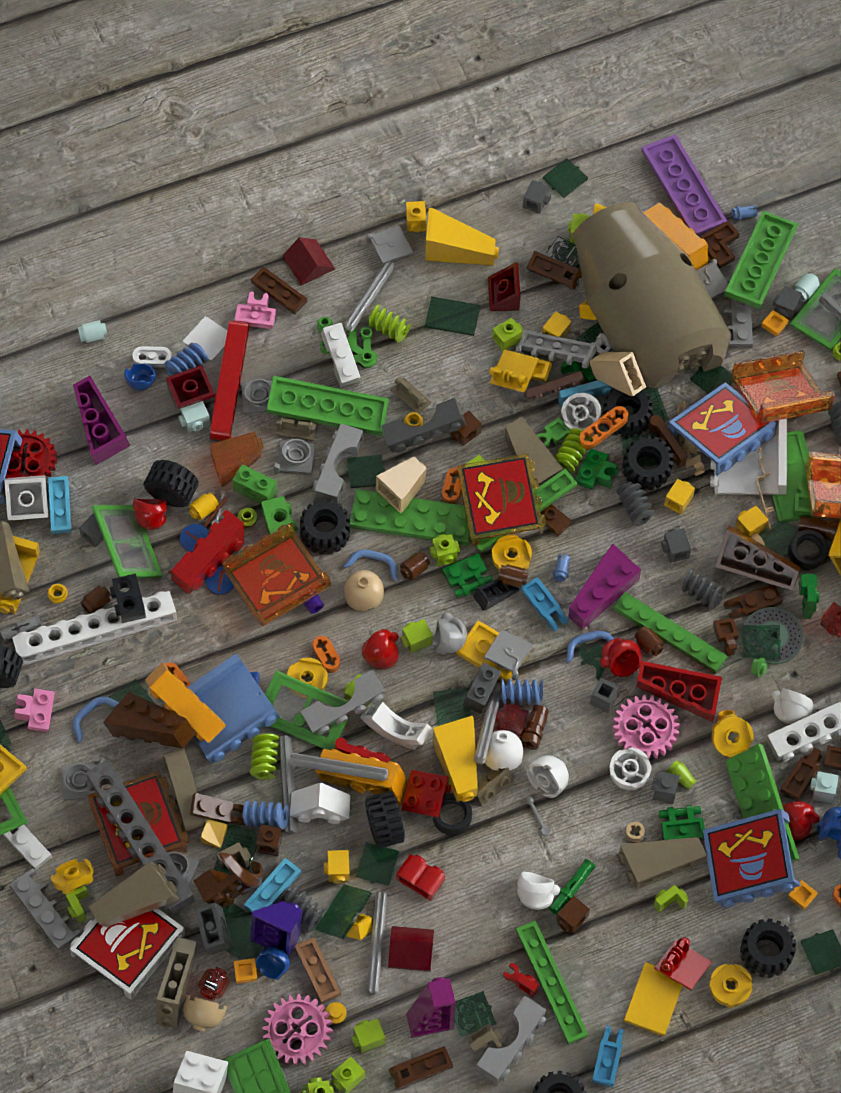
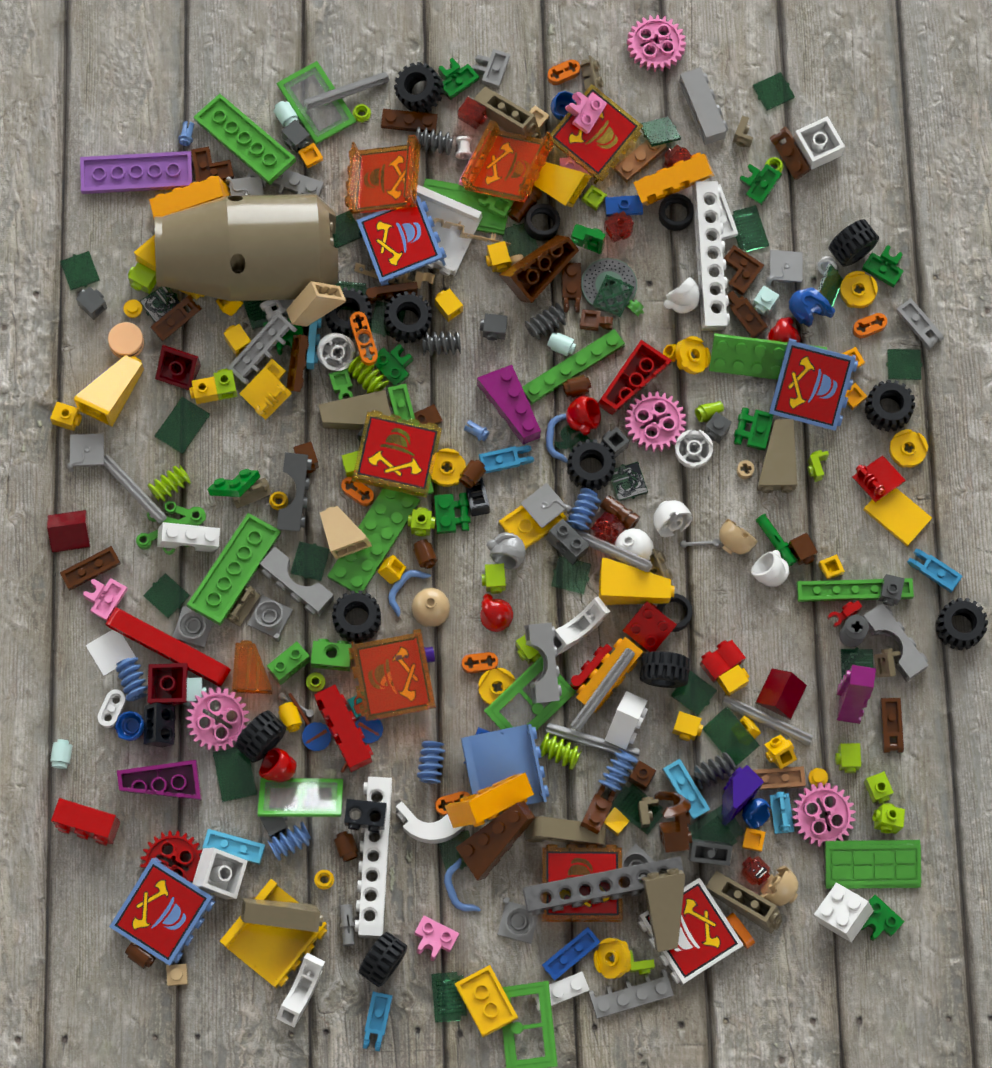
camera: 70 degrees left, 10 degrees up
(33, 371) = (85, 822): none -> red brick
(64, 838) = (571, 954): none -> blue plate
(80, 548) = (290, 841): none -> medium blue piece
(128, 482) = (234, 774): none -> clear green piece
(136, 655) = (427, 832): none -> white arch
(146, 989) = (741, 930): none -> orange beam
(149, 394) = (159, 725): none -> black brick
(193, 445) = (208, 733): none -> bright pink gear
(206, 643) = (430, 762): none -> medium blue piece
(280, 362) = (166, 595): none -> clear green piece
(291, 985) = (781, 813): none -> medium azure hinge
(346, 963) = (780, 751): none -> yellow brick
(387, 543) = (391, 569): none -> yellow slope
(404, 894) = (733, 680): none -> yellow brick
(405, 374) = (234, 487): none -> green plate
(491, 317) = (204, 390): none -> yellow brick
(503, 991) = (854, 631): none -> dark grey piece
(512, 238) = (126, 340): none -> light nougat head
(547, 233) = (132, 308): none -> yellow plate
(555, 843) = (736, 538): none -> tan cylinder
(563, 1013) = (891, 590): none -> dark grey brick
(565, 950) = (831, 567): none -> yellow slope
(571, 696) = (596, 451): none -> black tyre
(573, 726) = (628, 481): none -> piece
(687, 612) = (561, 344): none -> light aqua brick
(763, 909) = (855, 396): none -> light orange plate

